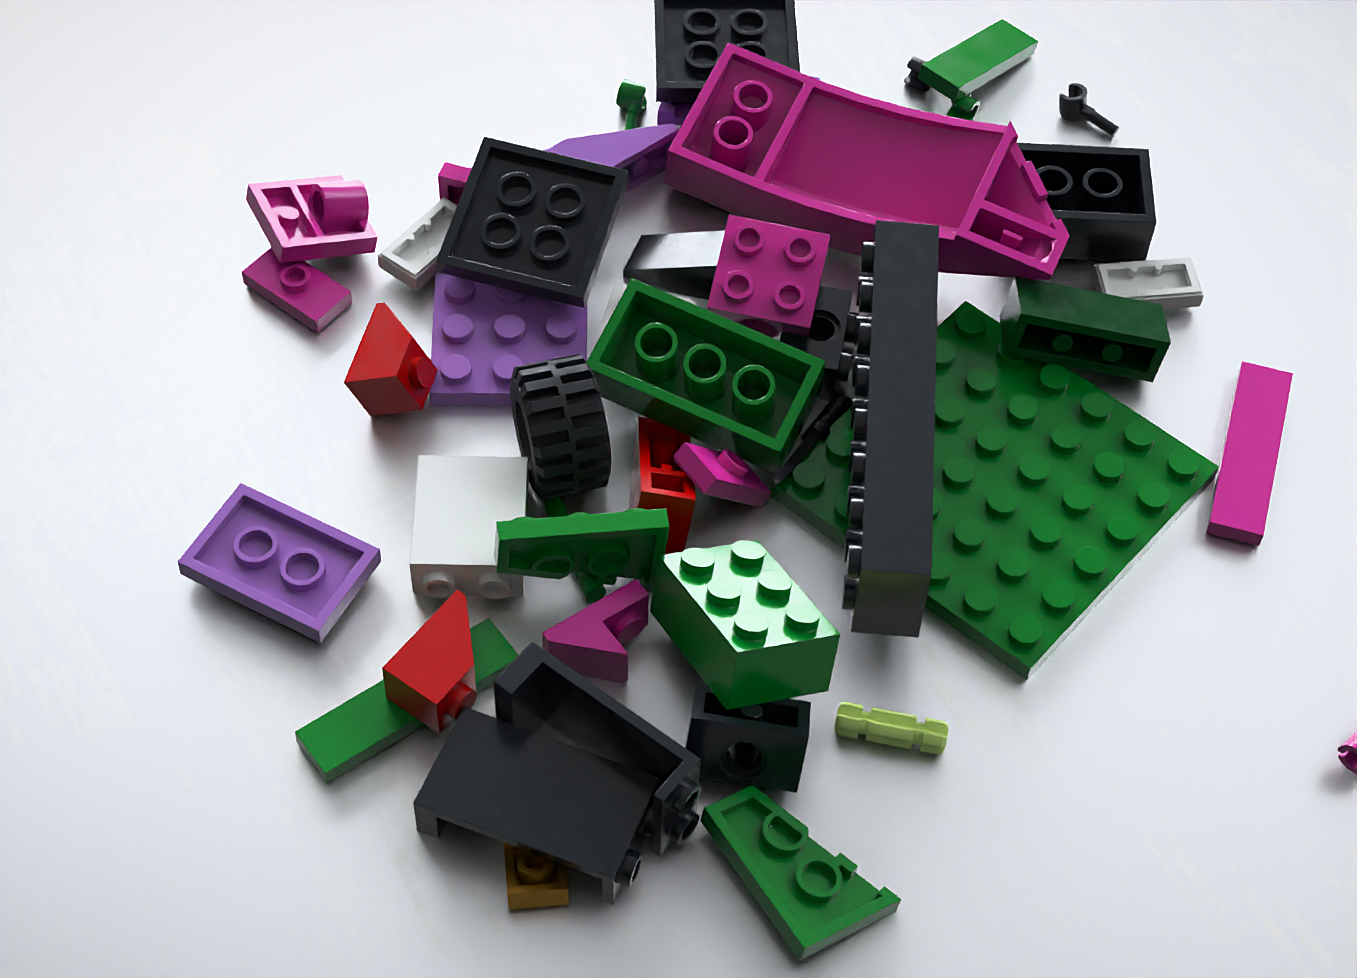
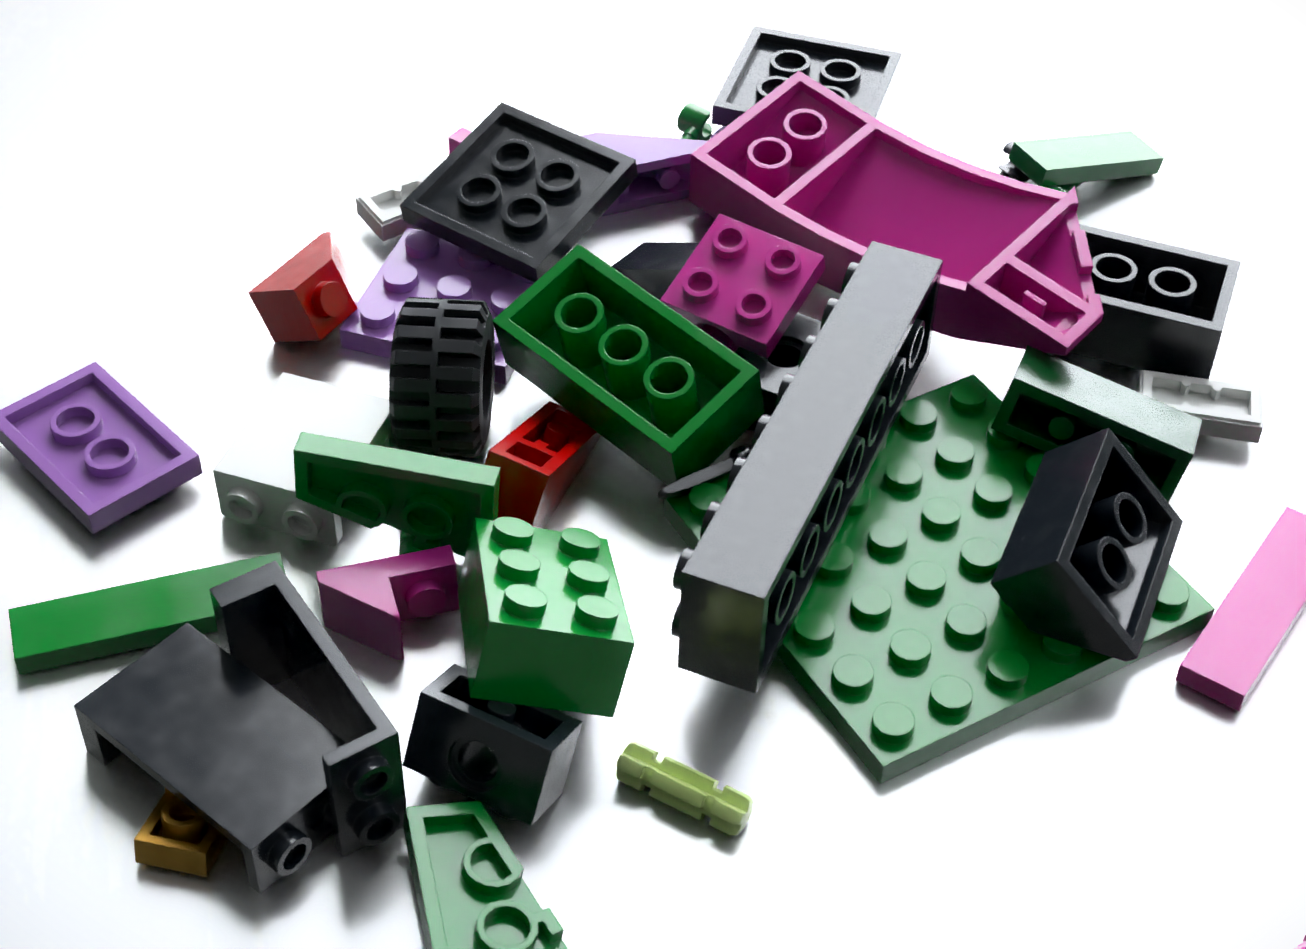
camera: 20 degrees right, 10 degrees down
(297, 289) = (265, 213): dark pink plate -> none
(313, 217) = (308, 152): dark pink plate -> none
(435, 667) = (171, 574): red slope -> none
(721, 474) = (604, 469): dark pink plate -> none
(1075, 108) = (1184, 227): black hand -> none
(1120, 446) = (1089, 548): none -> black slope

